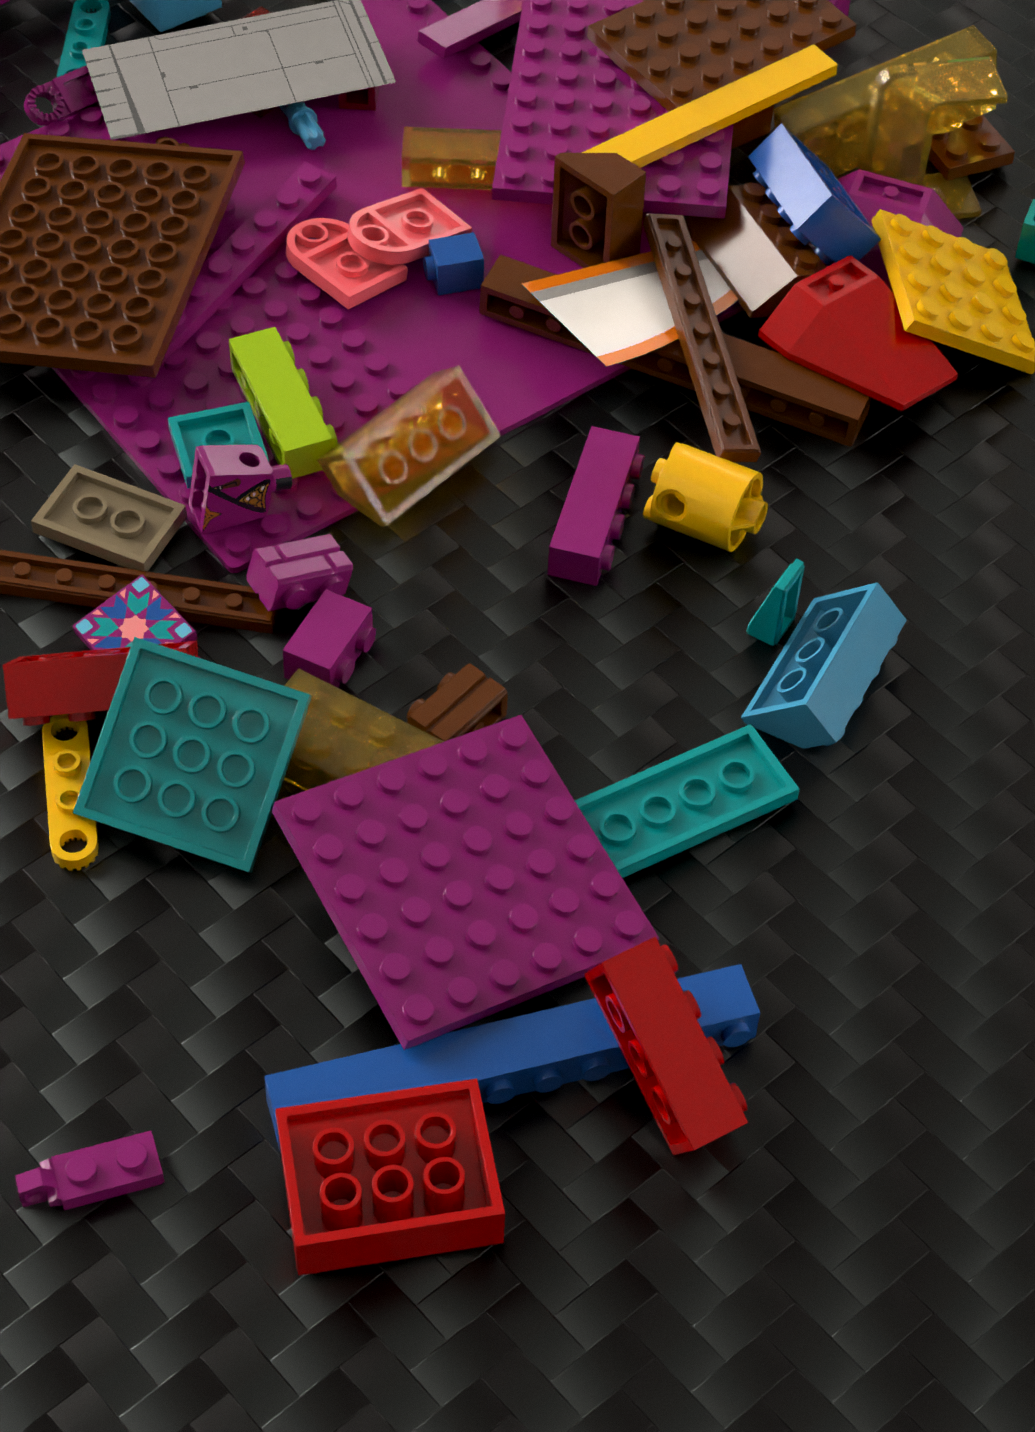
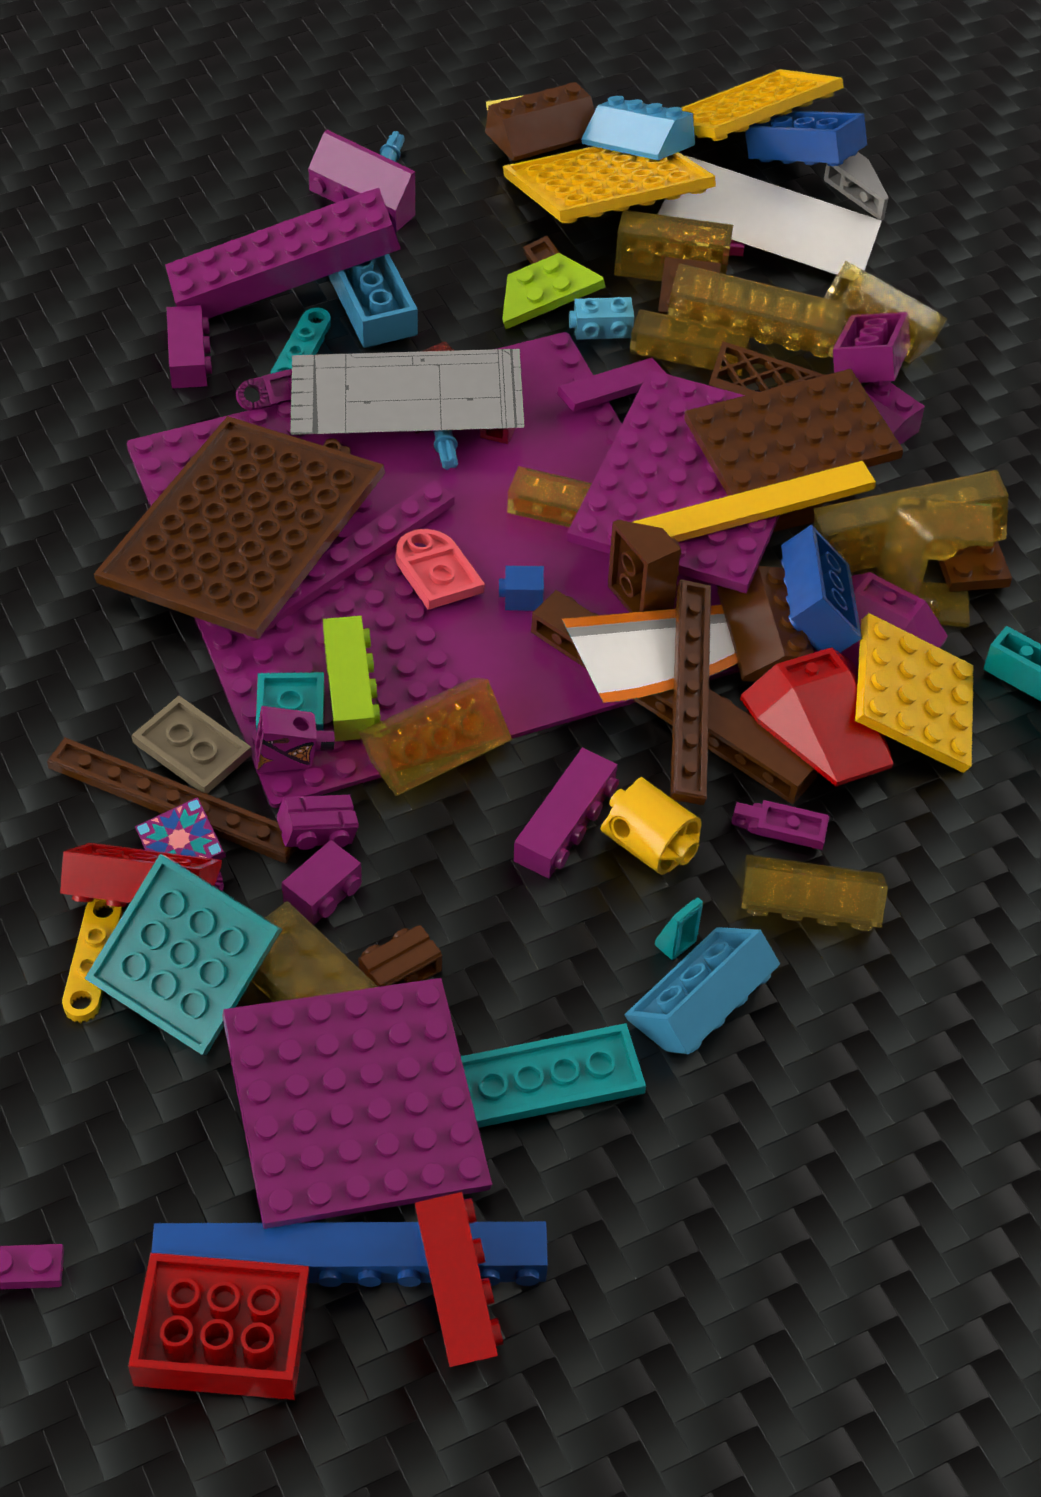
camera: 15 degrees right, 0 degrees up
(402, 228) = (491, 550): coral plate -> none
(850, 467) = (782, 823): none -> magenta hinge
(913, 535) = (813, 892): none -> clear yellow slope

